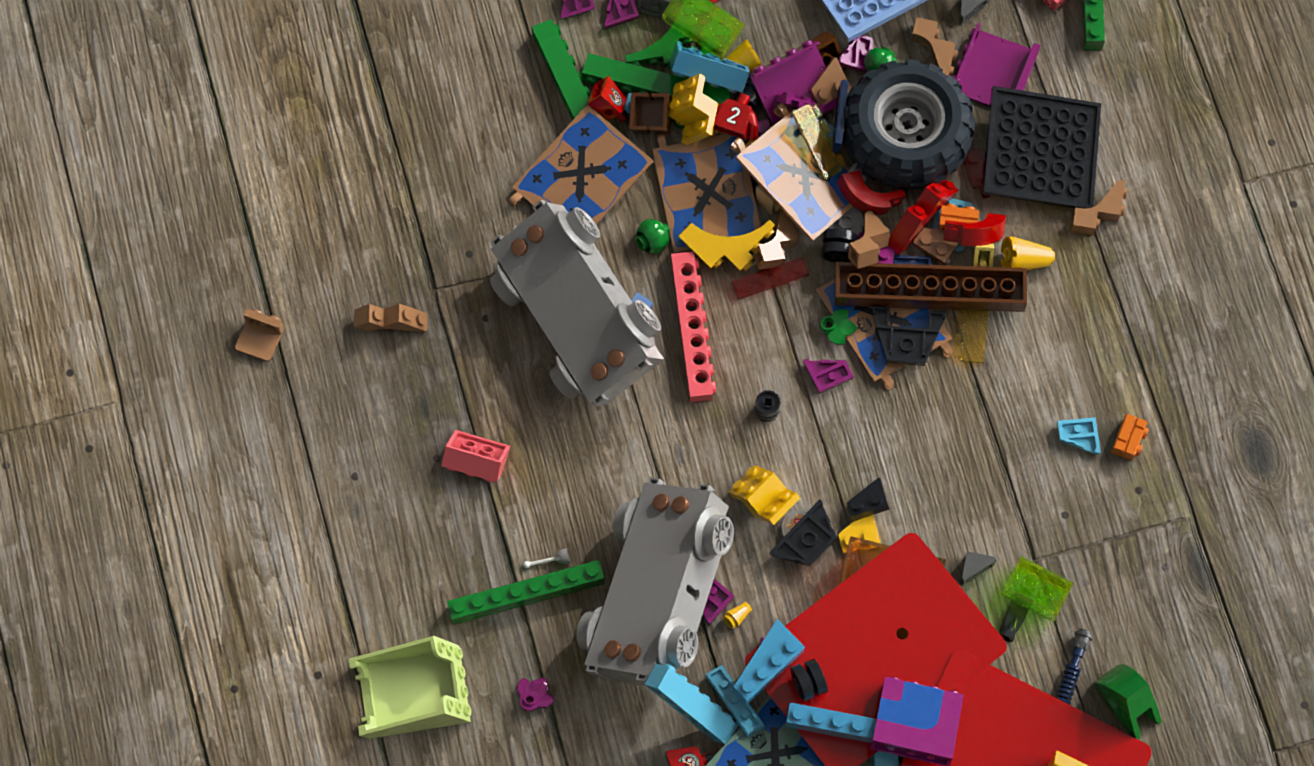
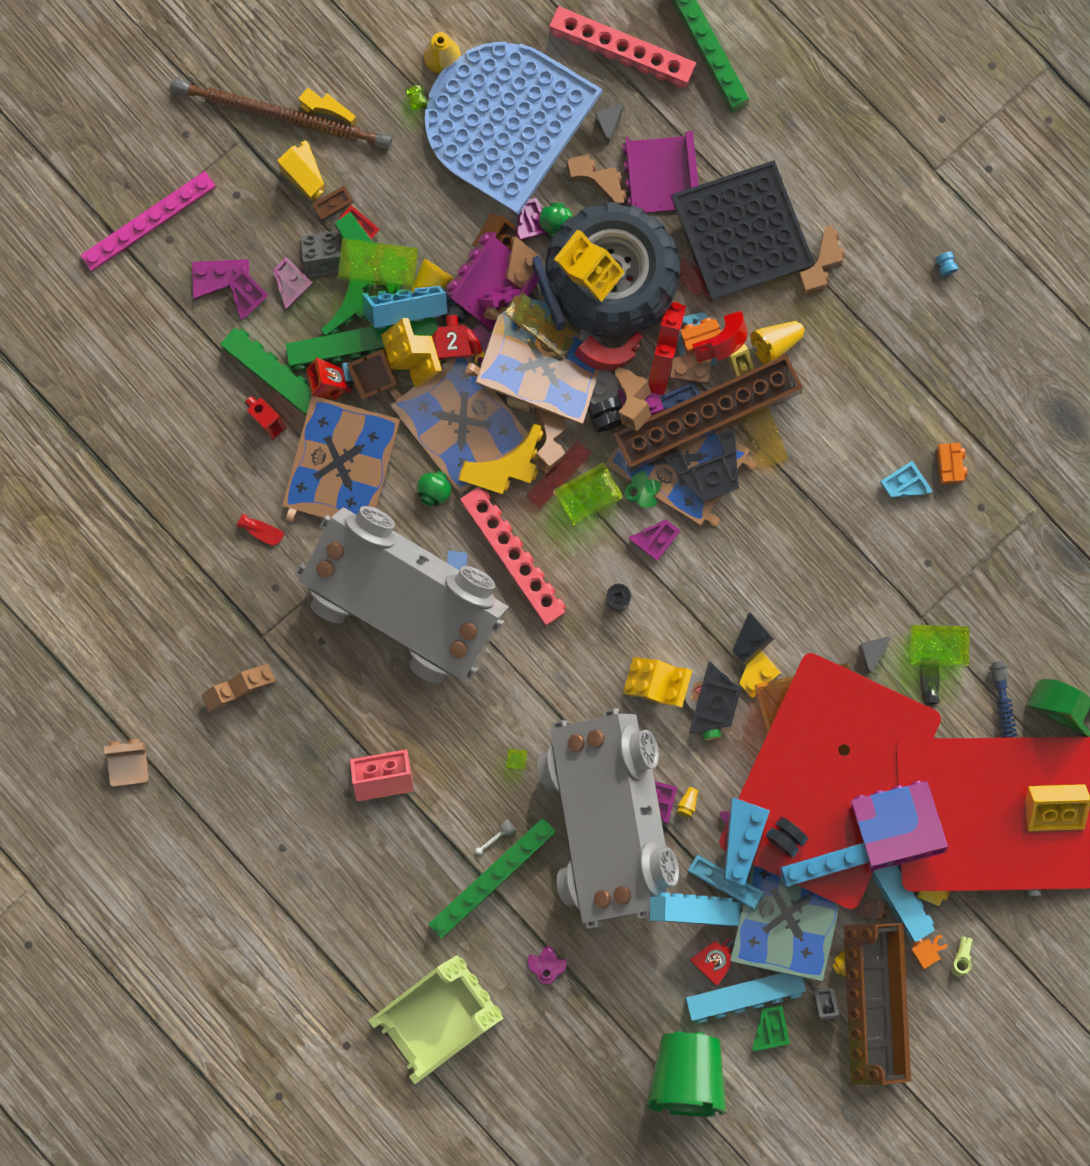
camera: 25 degrees left, 10 degrees up
(482, 199) = (261, 530): none -> red piece
(537, 101) = (265, 417): none -> red torso
(602, 501) = (516, 759): none -> clear neon green plate
(786, 305) = (587, 494): none -> clear neon green brick
(789, 566) = (711, 734): none -> green tile
(886, 102) = (589, 265): none -> yellow bracket
(1213, 264) = (946, 264): none -> dark azure wheel

